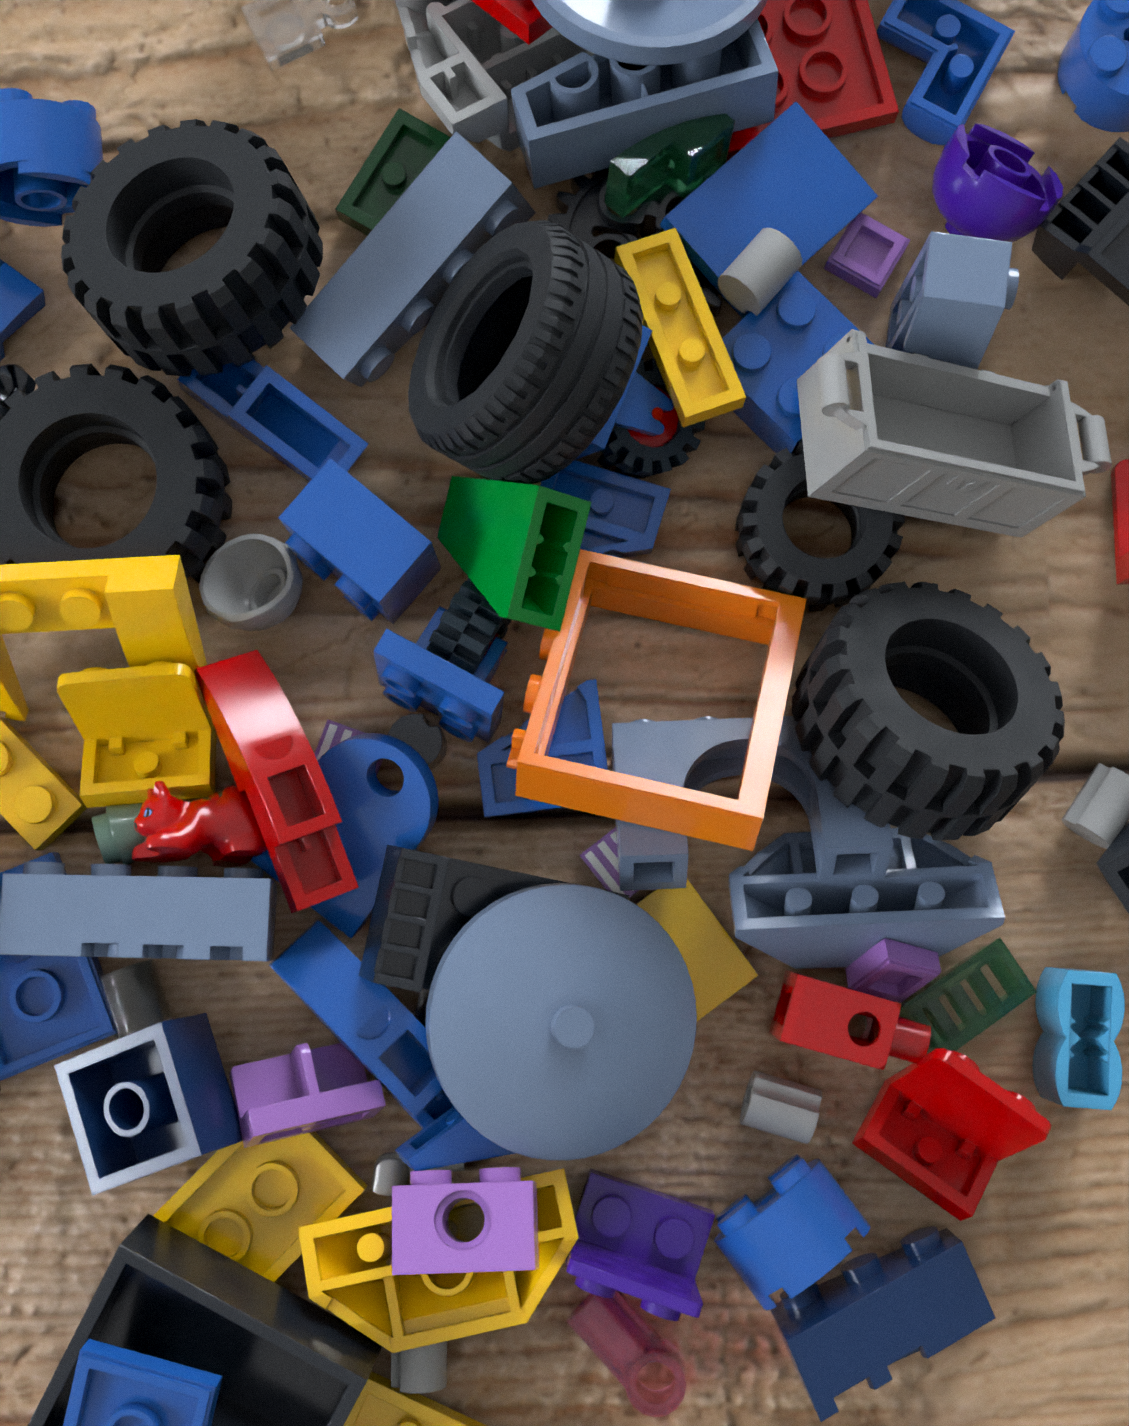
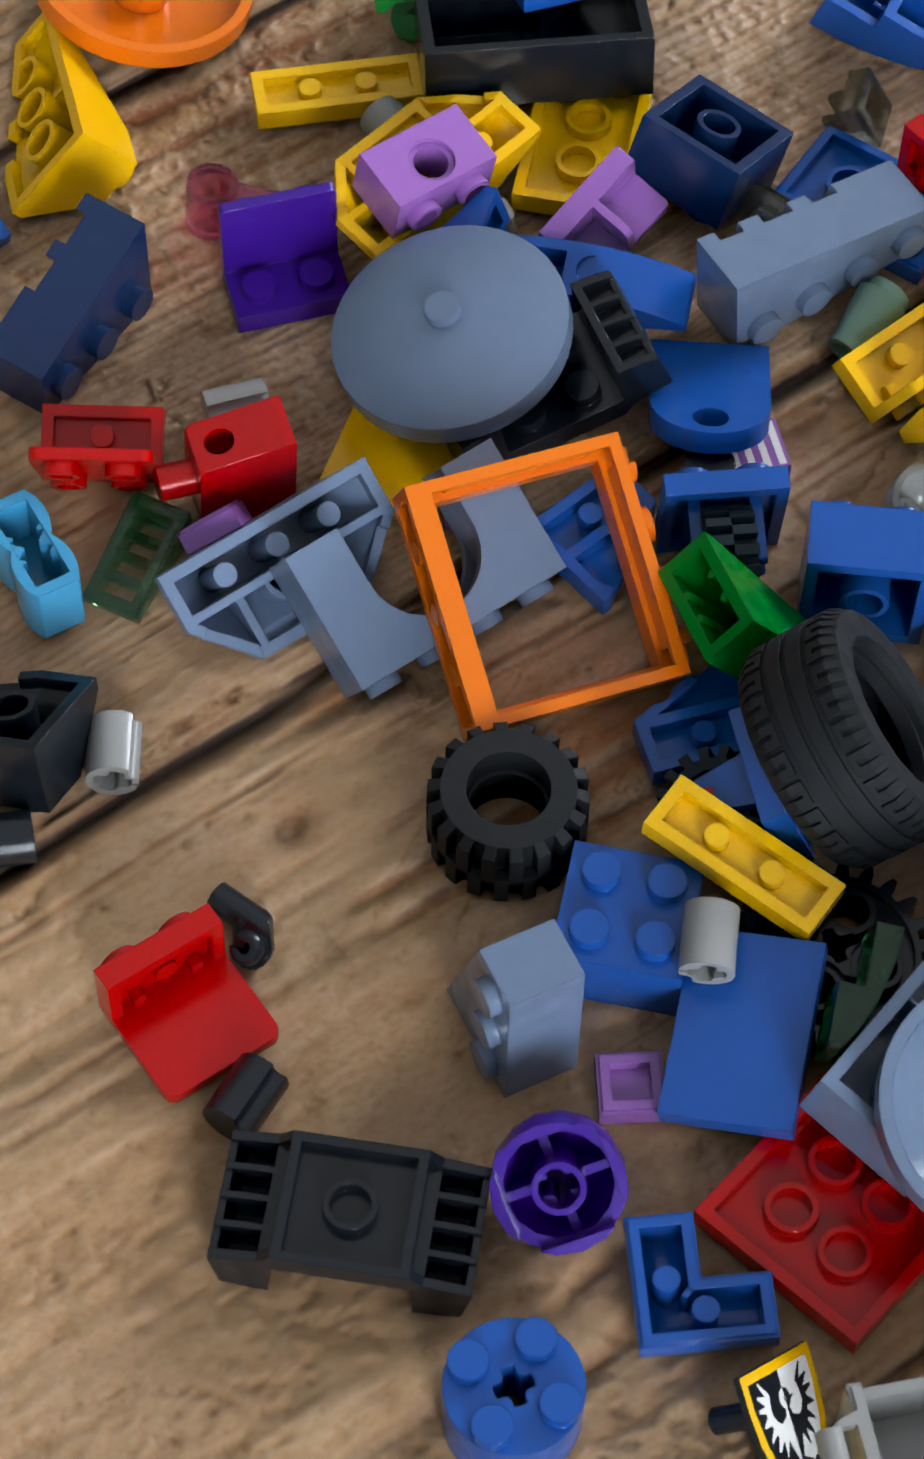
camera: 145 degrees right, 25 degrees down
(216, 825) = (807, 343): red animal -> none
(280, 778) = (794, 374): red slope -> none
(790, 1231) = (179, 321): blue brick -> none
(894, 758) = (342, 769): black tyre -> none
(943, 439) = (452, 886): light grey container -> none
(1080, 572) = (250, 924): none -> black arm

